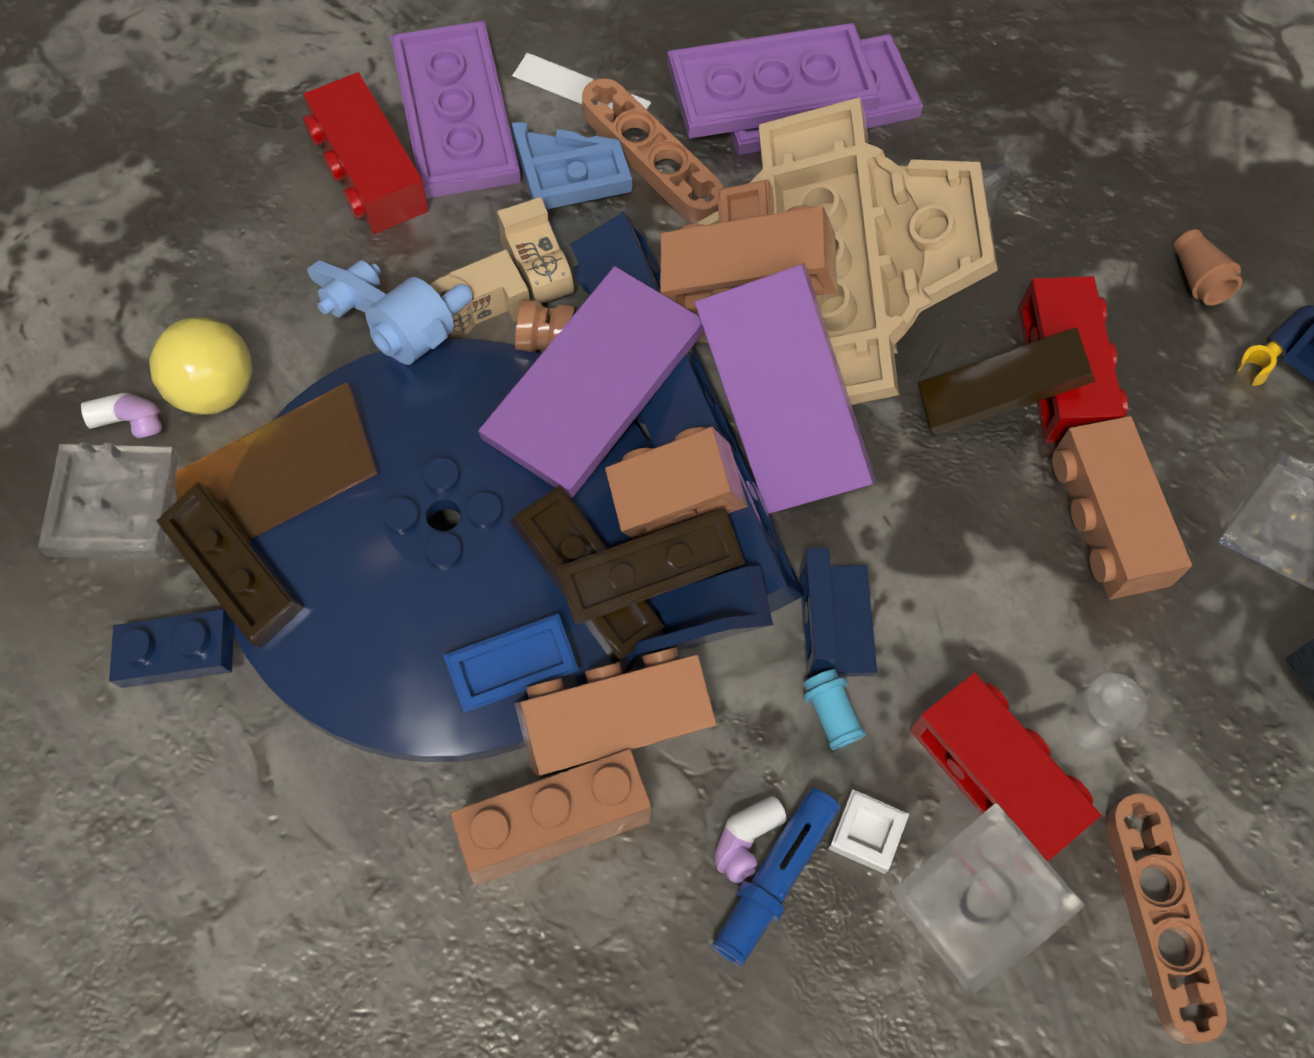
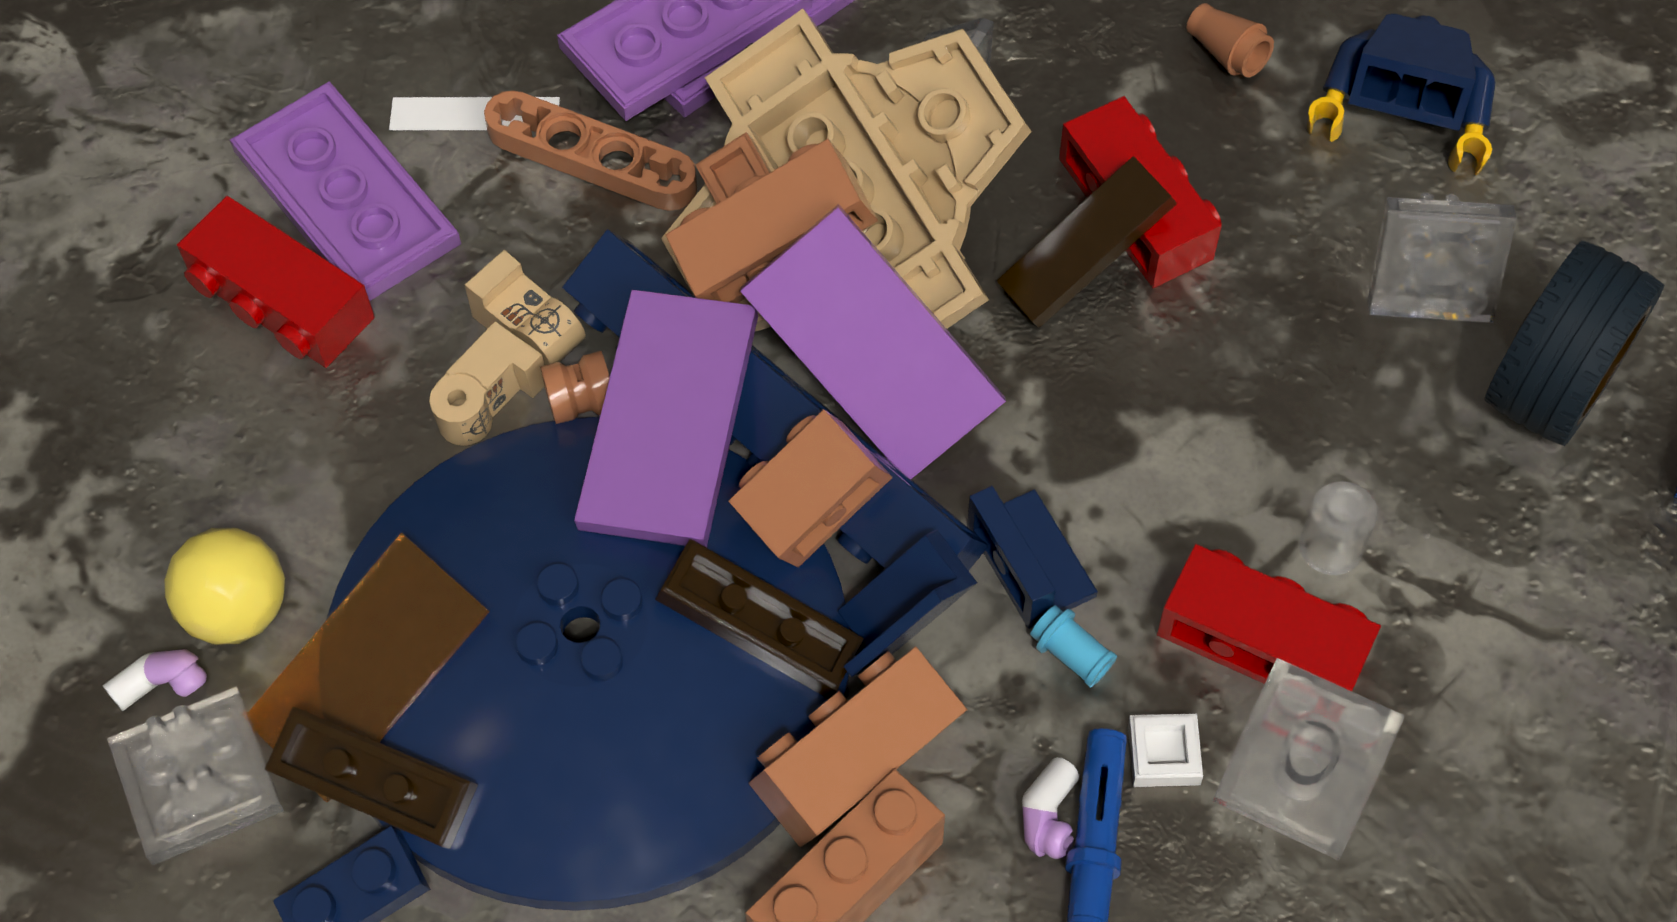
camera: 20 degrees left, 5 degrees down
(401, 322) = (423, 446): light blue piece -> none
(510, 662) = (727, 742): blue tile -> none
(571, 166) = (511, 203): medium blue wing -> none
(649, 566) = (823, 580): dark brown tile -> none
(1120, 508) = (1258, 321): nougat brick -> none
(1174, 914) = (1493, 693): nougat beam -> none

